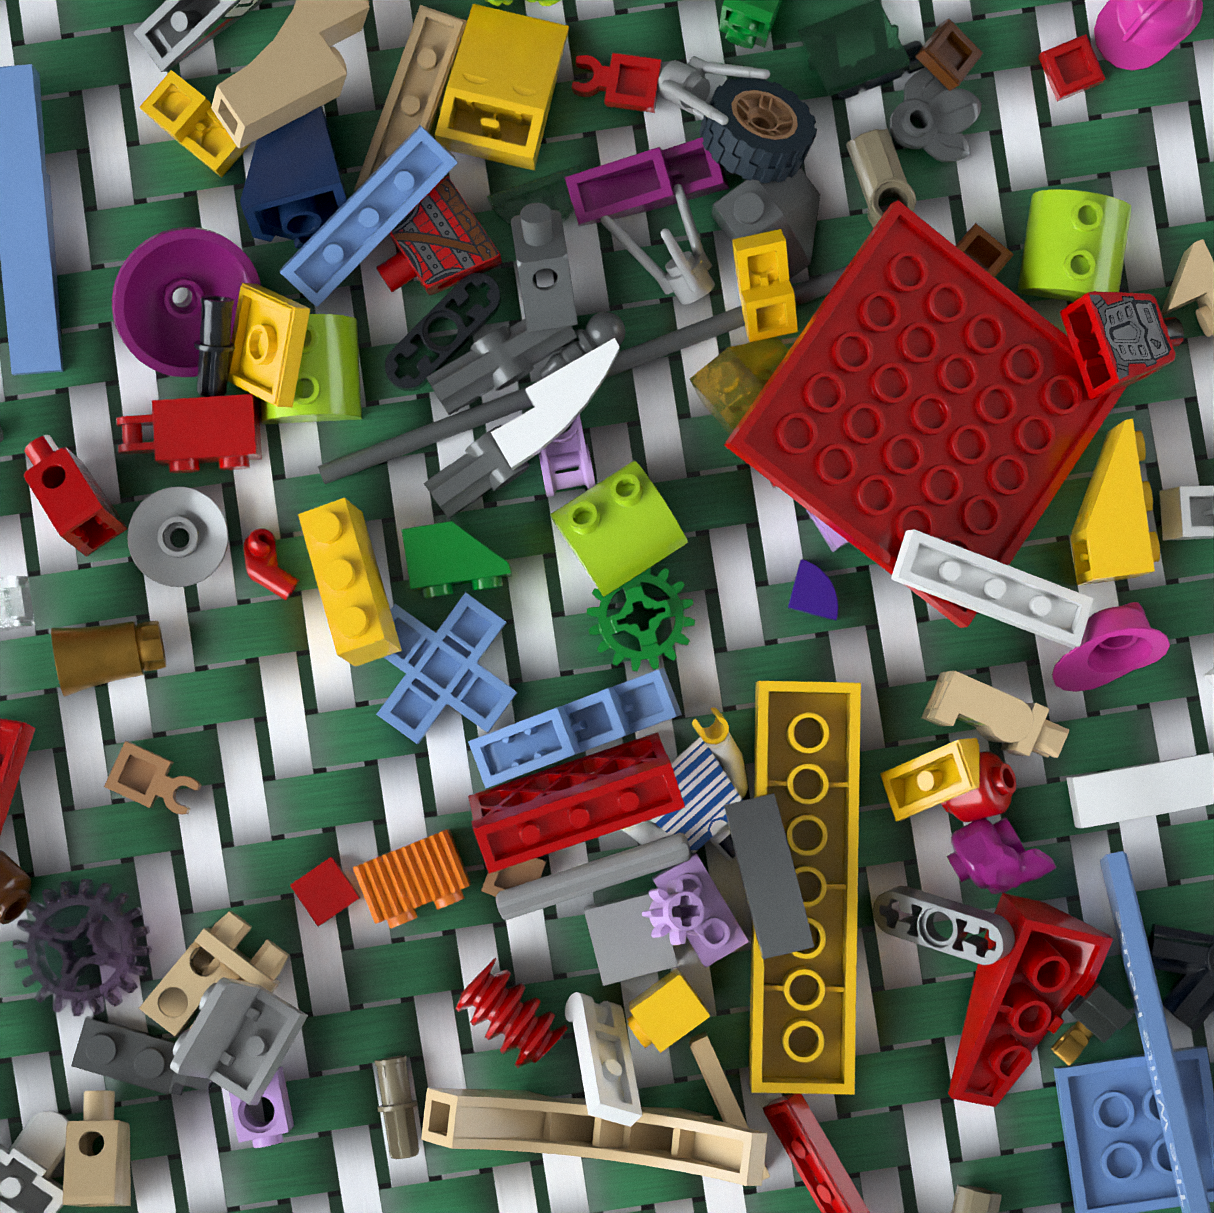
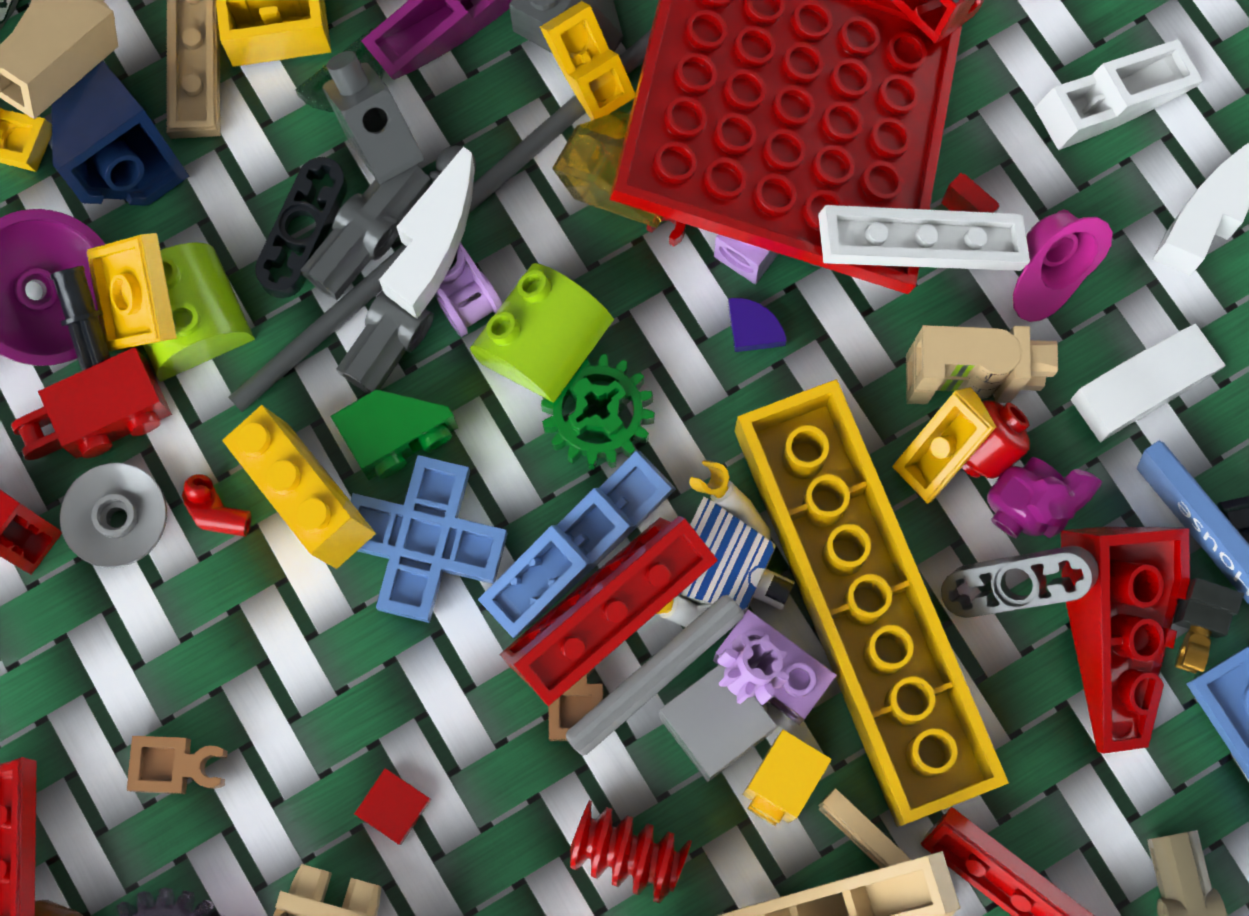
camera: 20 degrees left, 10 degrees down
(106, 653) = (81, 657): pearl gold plant -> none
(368, 216) = (185, 137): medium blue fence -> none
(413, 877) = (475, 754): orange brick -> none
(438, 243) = (264, 145): torso -> none
(604, 1059) = (743, 854): white plate -> none
(685, 273) = (511, 82): light grey plant -> none
(768, 876) = (830, 597): dark grey slope -> none
(1058, 560) = (967, 196): none -> red tile
(1112, 525) = (1008, 140): yellow slope -> none

